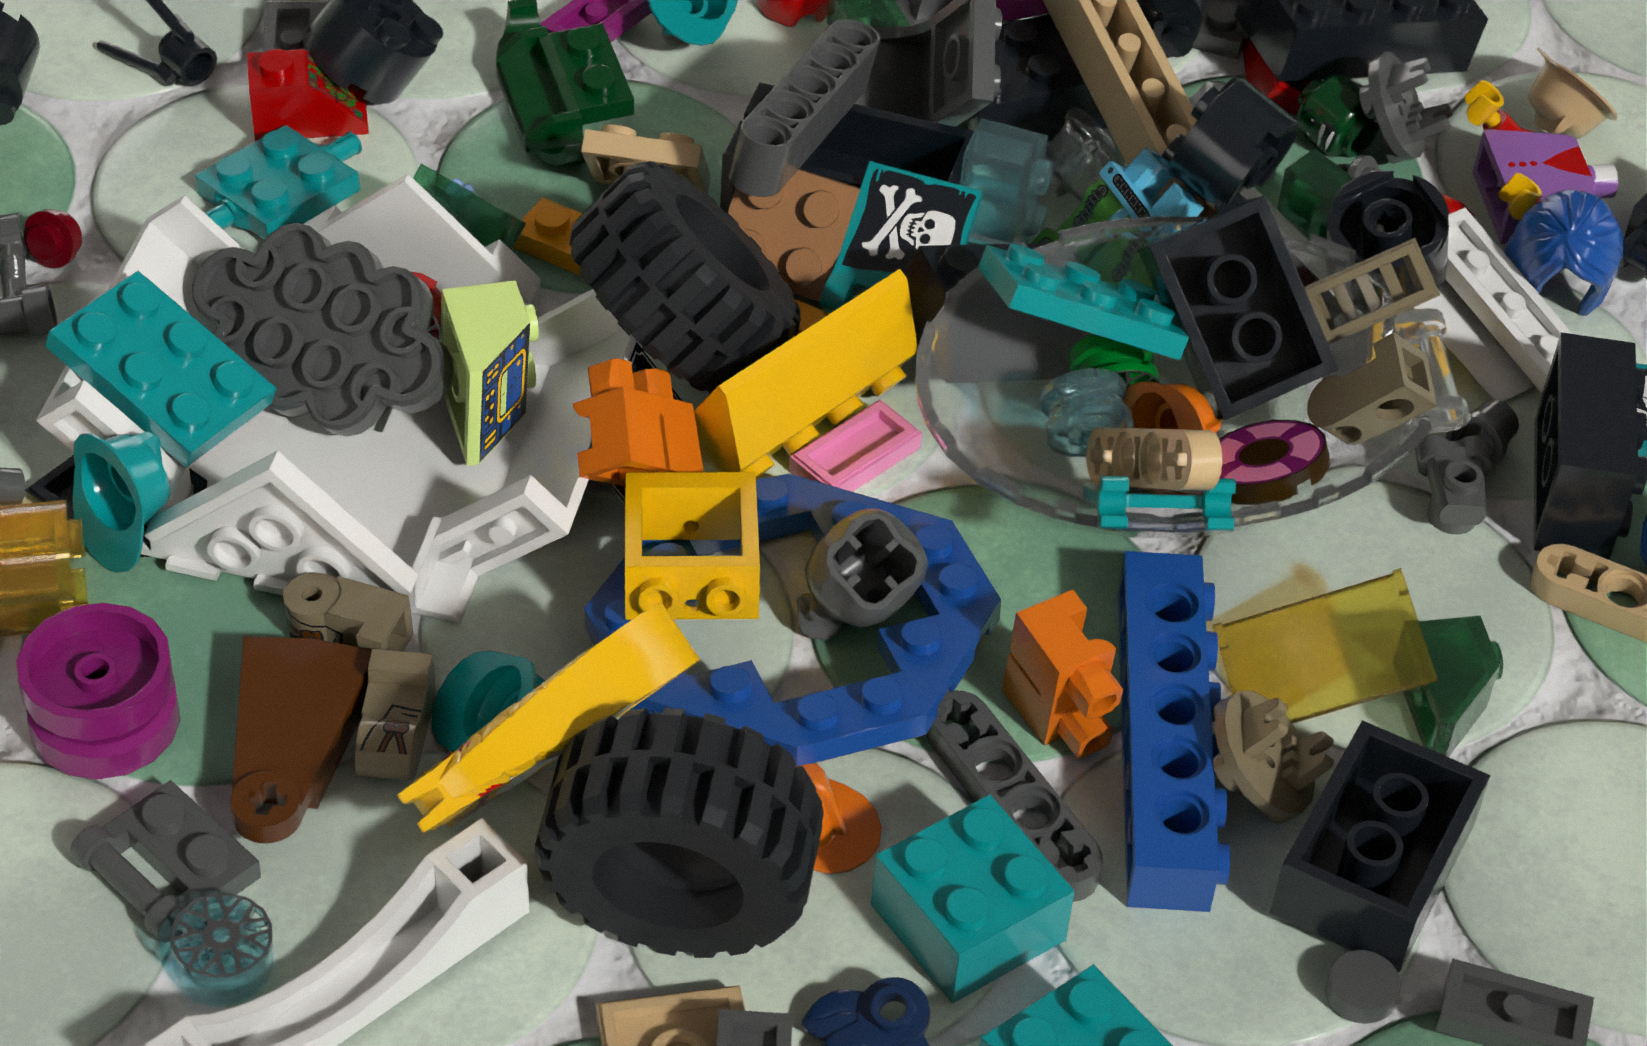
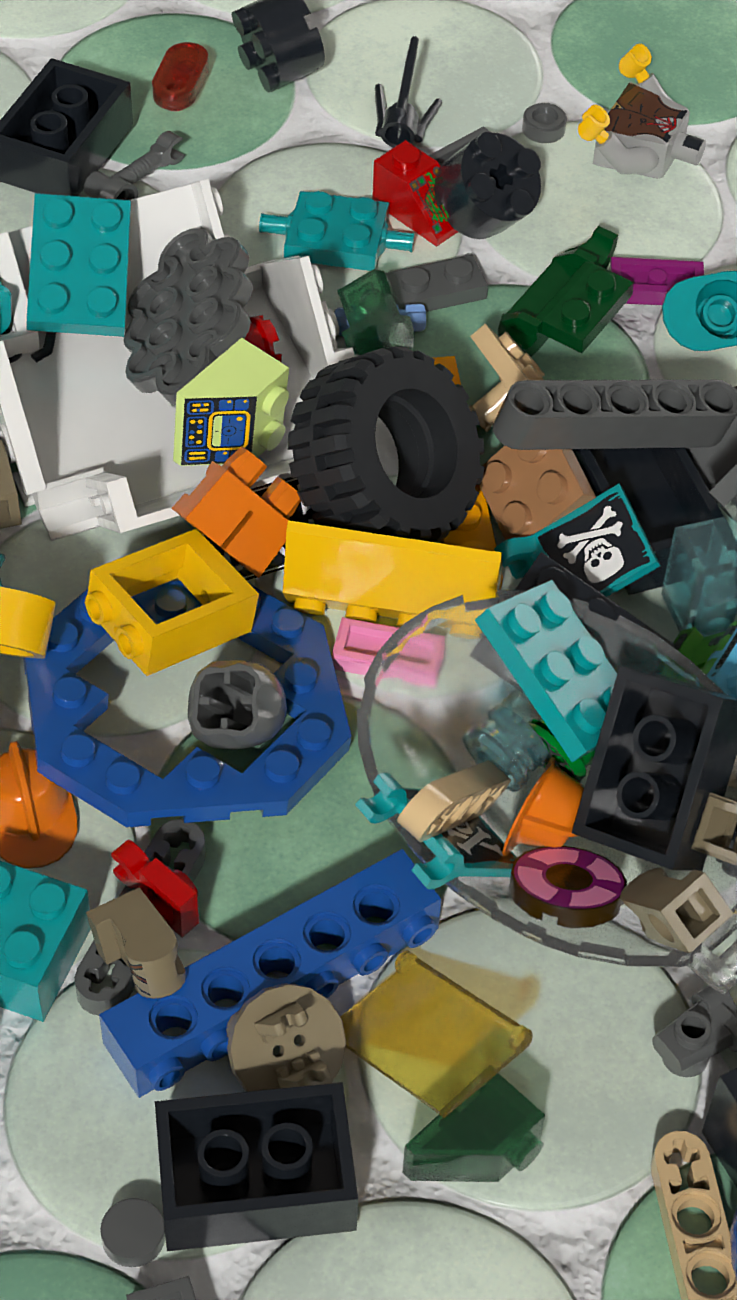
camera: 55 degrees right, 5 degrees up
(52, 237) = (180, 165): dark red plate -> none
(437, 143) = (439, 284): none -> dark grey plate
(1029, 746) = (168, 891): none -> red plate
(1060, 676) = (245, 867): orange hips -> none
(1089, 785) = (140, 936): none -> dark tan leg

